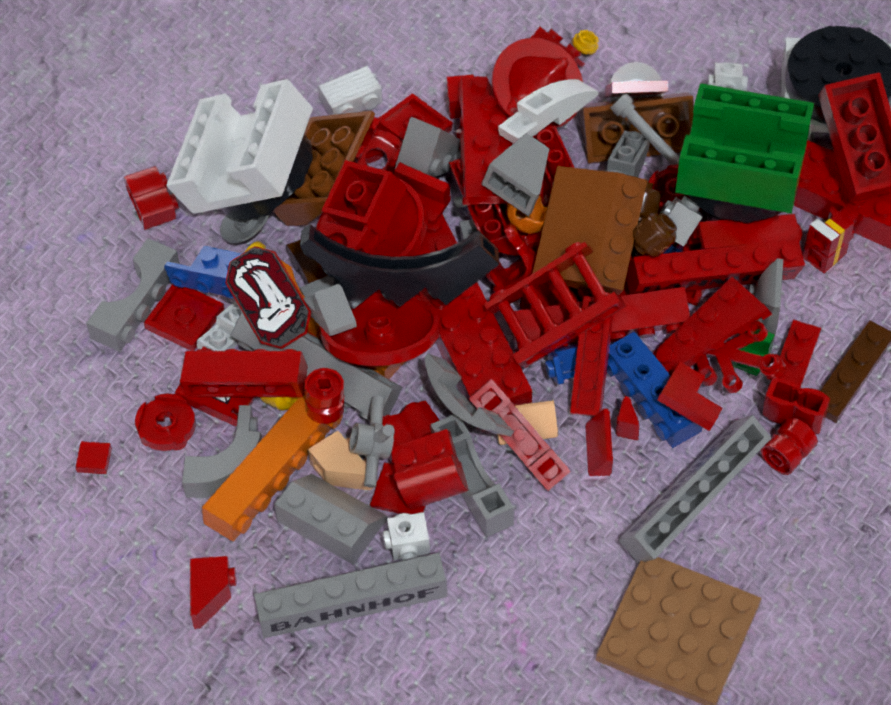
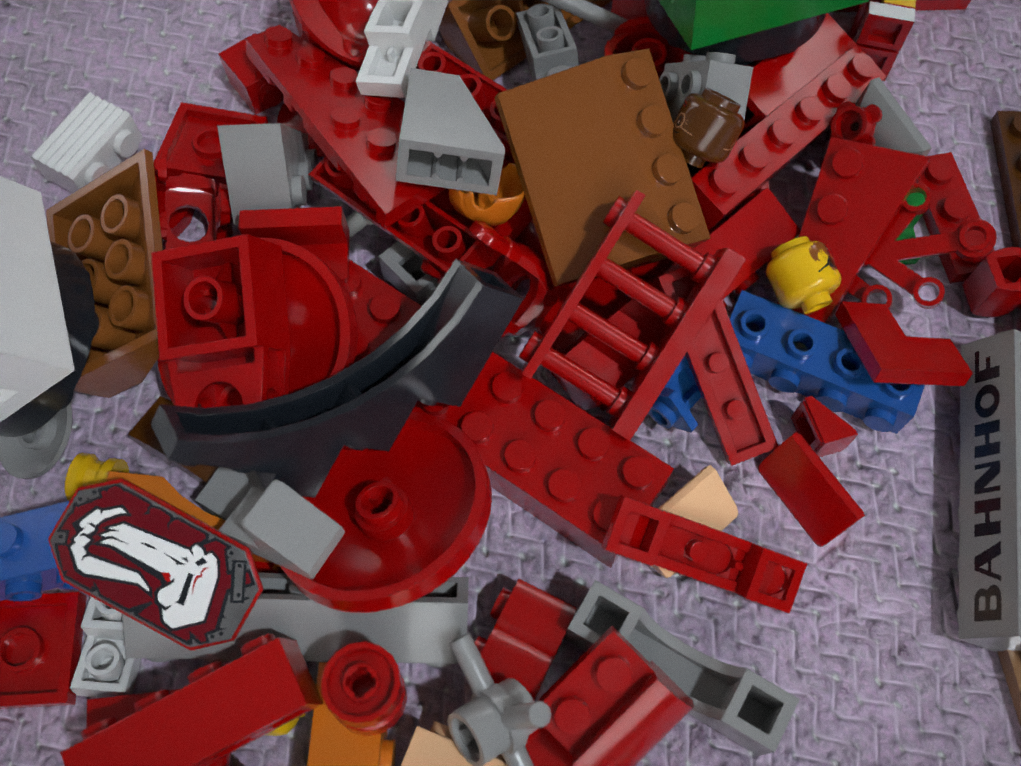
camera: 35 degrees left, 10 degrees up
(444, 379) = (530, 531): light grey slope -> none
(667, 337) = (803, 274): none -> yellow head
(753, 277) = (848, 114): none -> red plate

